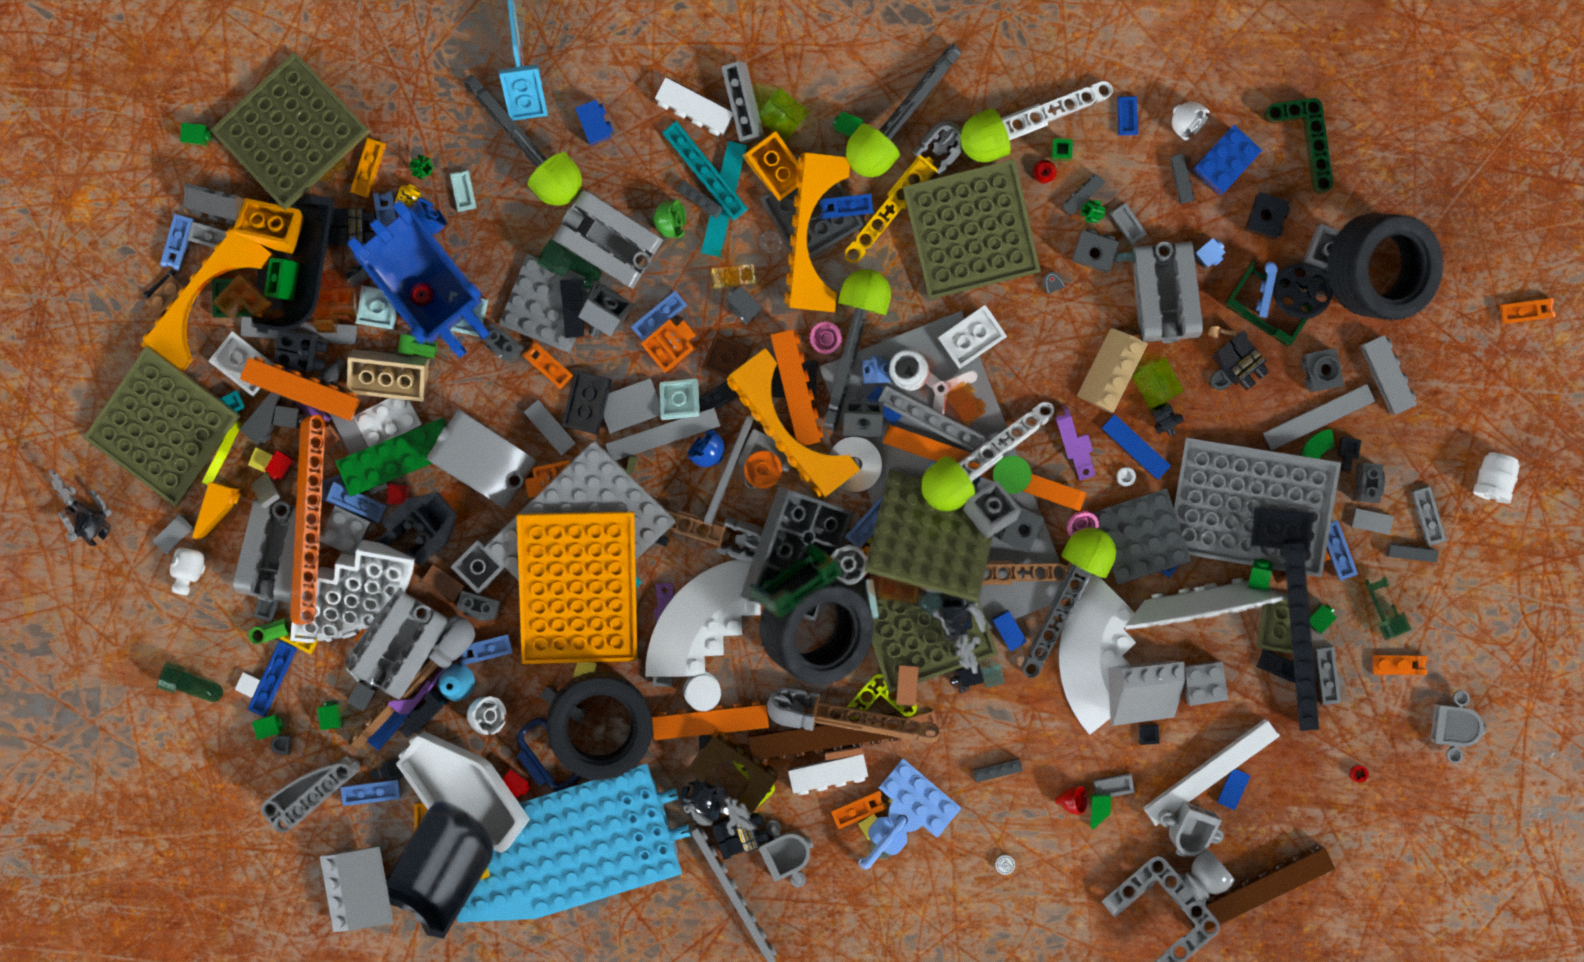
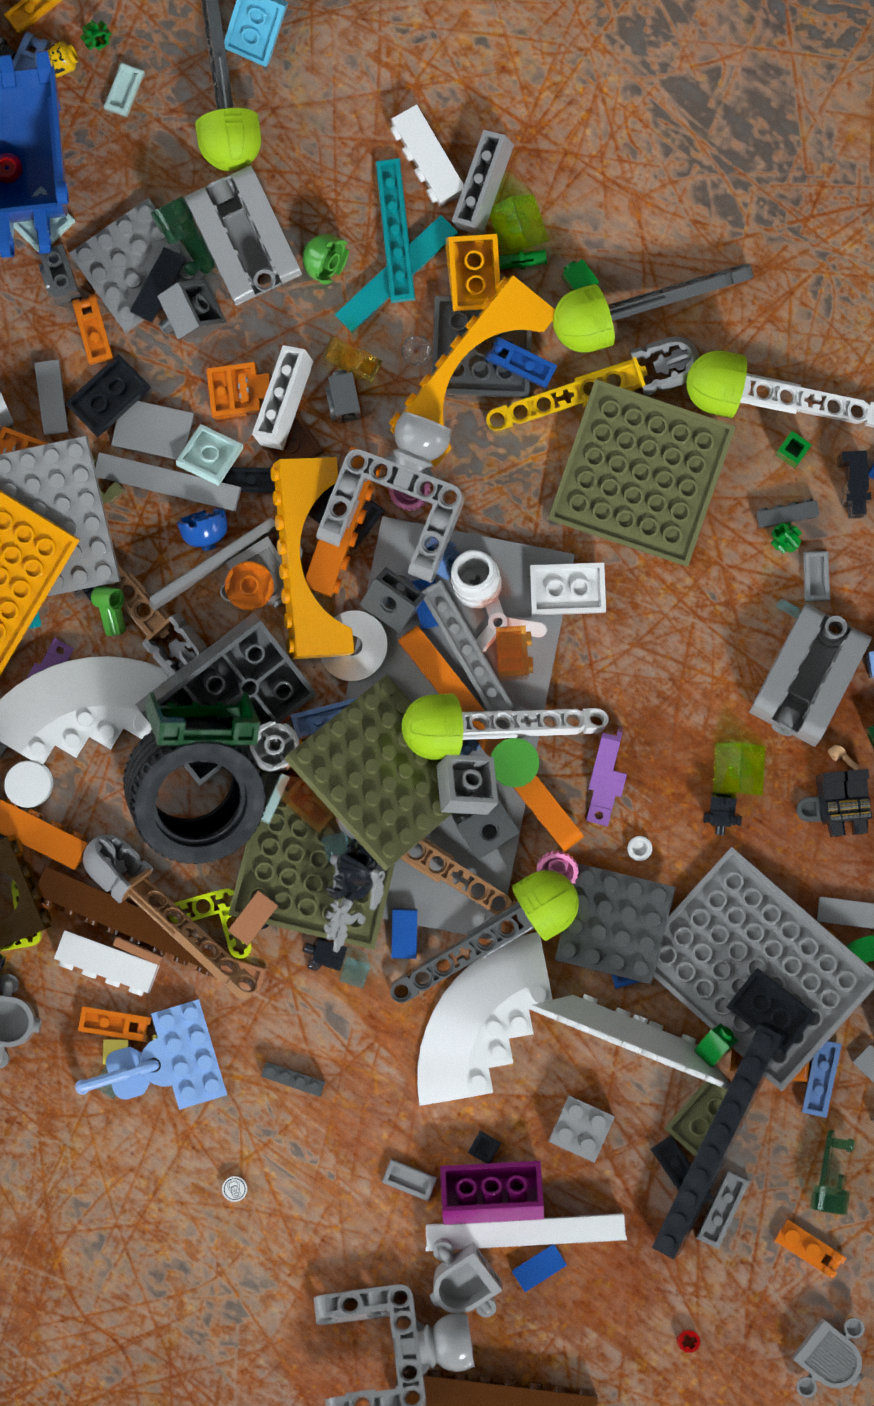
camera: 35 degrees right, 5 degrees down
(433, 220) = (69, 91): blue cylinder -> none
(593, 122) = (310, 105): blue brick -> none
(659, 315) = (257, 350): medium blue plate -> none
(679, 540) = (110, 603): none -> bright green piece
(699, 199) = (370, 257): dark grey piece -> none
(704, 330) = (282, 397): none -> white brick
(802, 136) = (522, 259): none -> green pin
(820, 327) = (408, 470): none -> light grey piece
(866, 292) = (482, 466): piece -> none
(1042, 177) = (756, 468): red plate -> none
(1053, 282) = (694, 587): dark grey tile -> none
(1073, 800) = (355, 1165): red helmet -> none
(1099, 808) = (378, 1193): green tile -> none
(1104, 245) = (761, 566): dark grey brick -> none
(1112, 370) = (697, 722): tan slope -> none
(1117, 146) = (856, 482): none -> black hips
(1135, 447) = (671, 822): blue tile -> none
(1145, 691) = (508, 1094): light grey slope -> none
(1174, 761) = (492, 1192): none -> magenta brick
(1321, 618) = (755, 1140): green brick -> none

